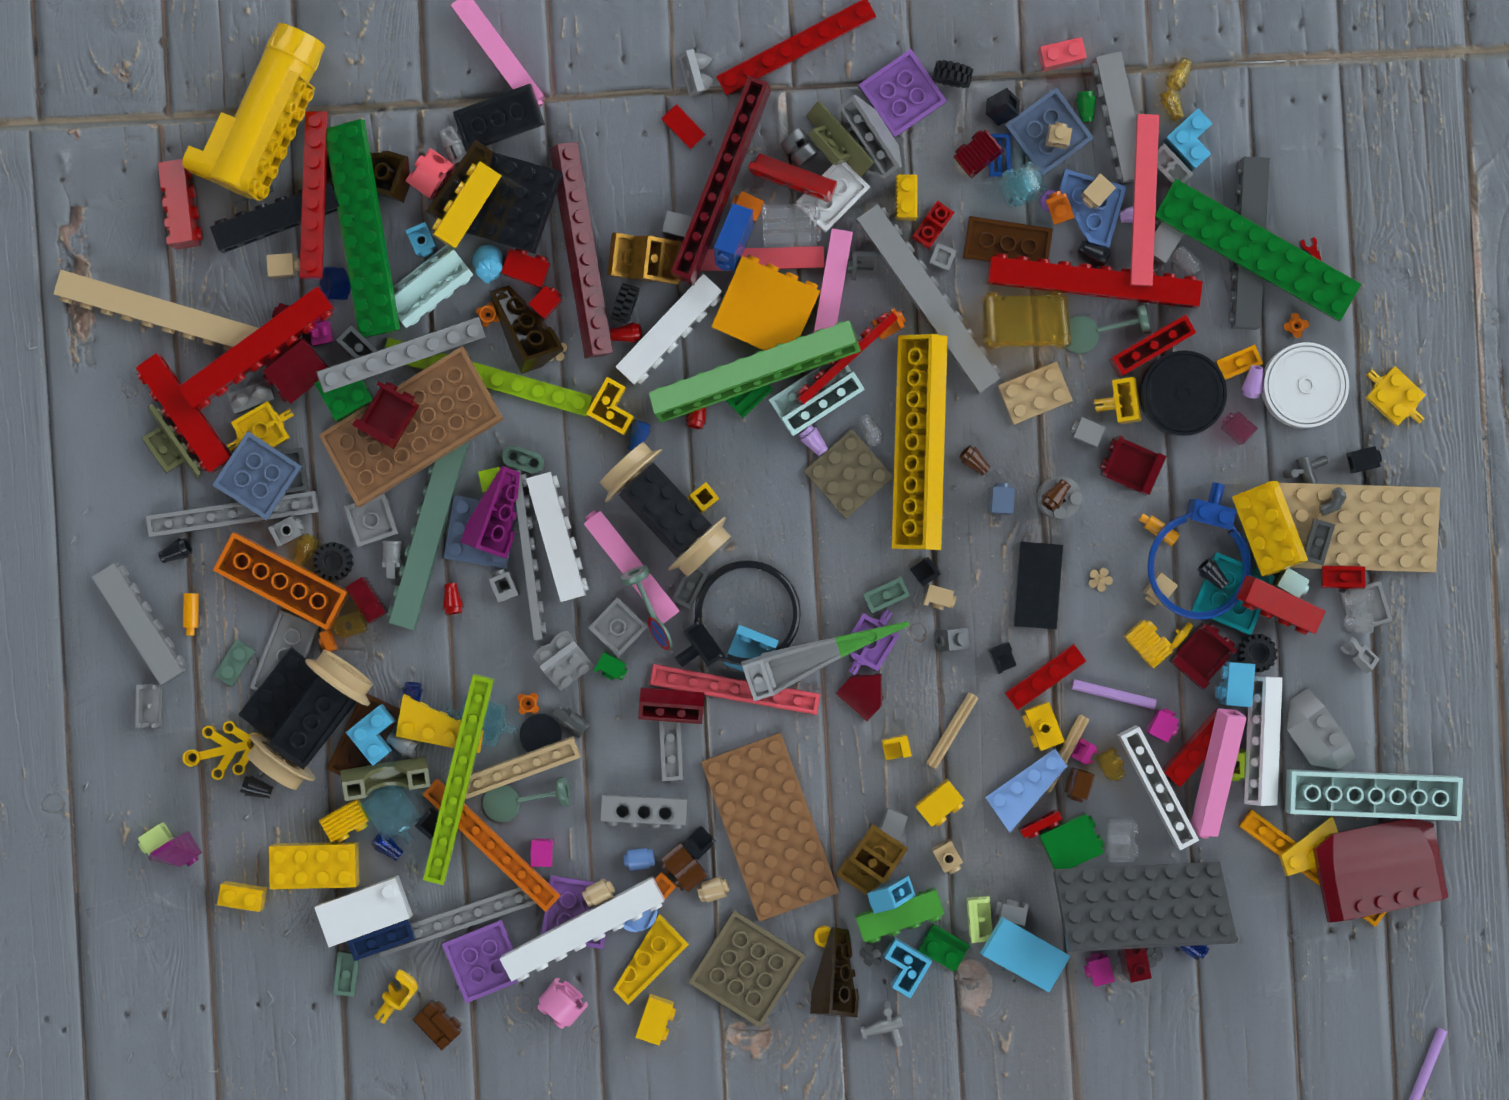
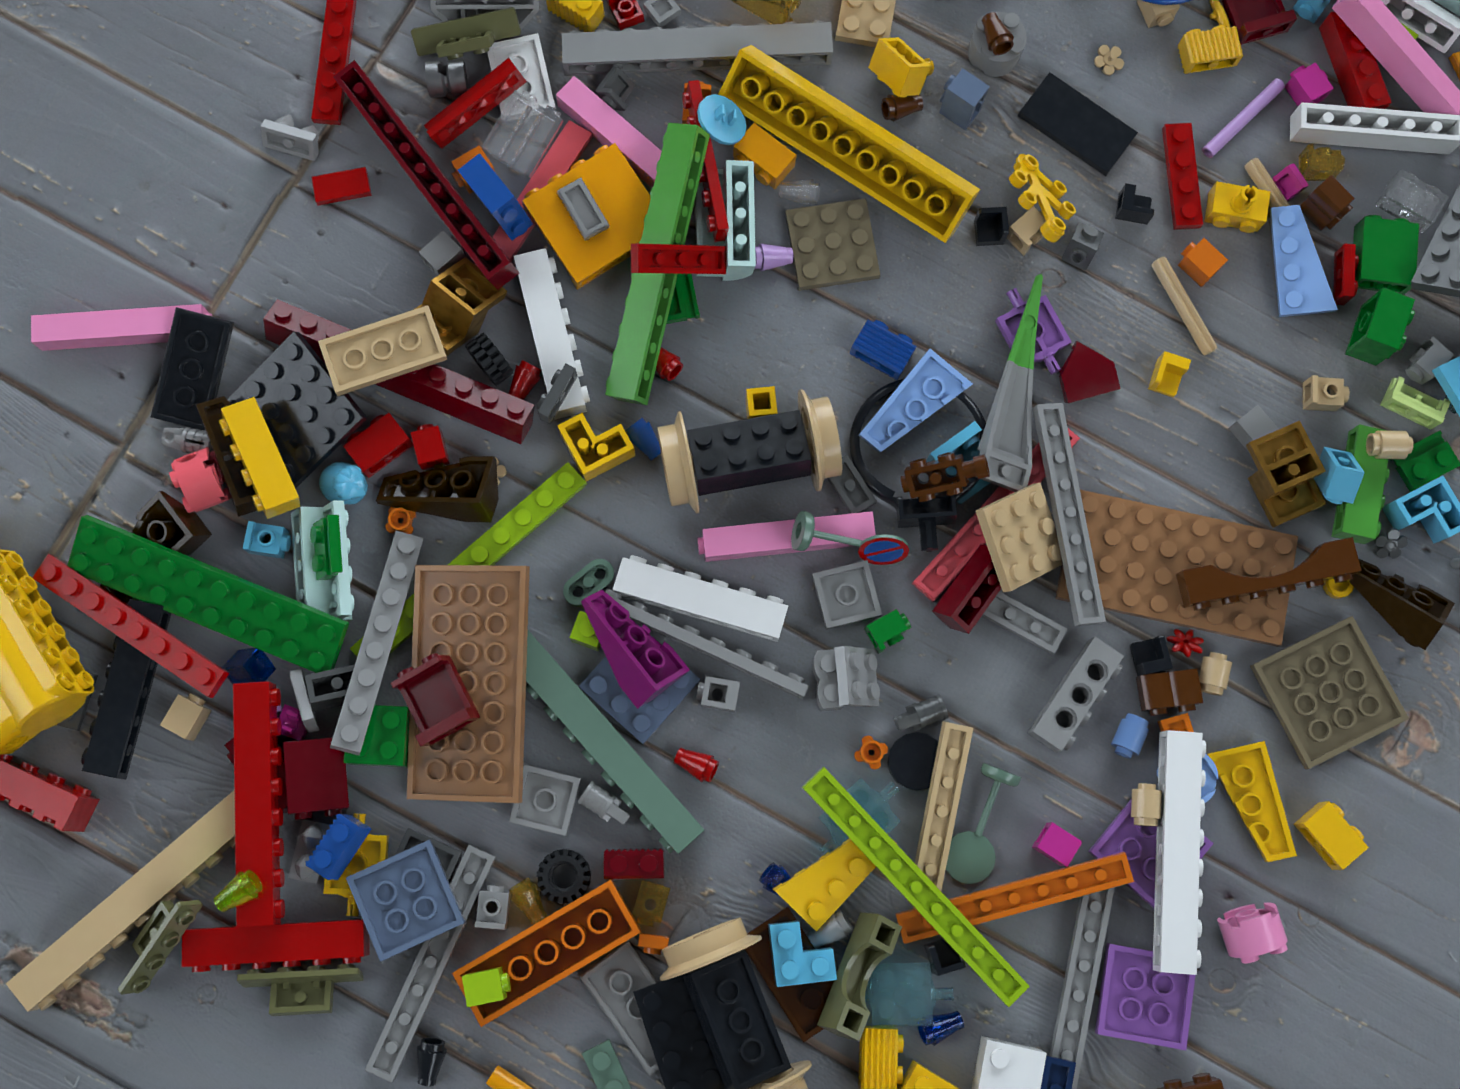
camera: 70 degrees left, 10 degrees down
(141, 341) = (157, 941): none -> olive bracket
(198, 375) = (238, 891): none -> clear neon green cone
(236, 558) = (485, 986): none -> lime brick
(263, 414) = (338, 846): none -> blue brick
(336, 332) = (301, 693): none -> light grey tile
(437, 285) = (327, 547): none -> green plate
(582, 236) = (382, 350): none -> tan plate
(636, 361) = (562, 383): none -> dark grey plate
(721, 715) = (1020, 536): none -> tan plate
(722, 859) = (1186, 642): none -> red plant
(726, 641) = (939, 479): none -> reddish brown brick
(757, 736) = (1069, 515): none -> light grey plate
(761, 299) = (583, 209): none -> light grey tile
(761, 386) = (678, 259): none -> red plate
(777, 594) = (918, 396): none -> light blue wing
(795, 551) = (883, 348): none -> blue brick
(825, 918) = (1210, 584): none -> reddish brown arch
(879, 391) = (770, 157): none -> light orange brick
(880, 350) = (721, 119): none -> medium azure piece
(886, 595) = (991, 283): sand green plate -> none
(930, 915) = (1389, 444): none -> tan brick
(940, 803) = (1260, 364): yellow brick -> none
(983, 571) = (1027, 169): none -> yellow plant
(989, 724) = (1201, 261): none -> orange brick
(997, 444) = (900, 67): none -> yellow brick
(1013, 867) = (1380, 327): none -> green brick

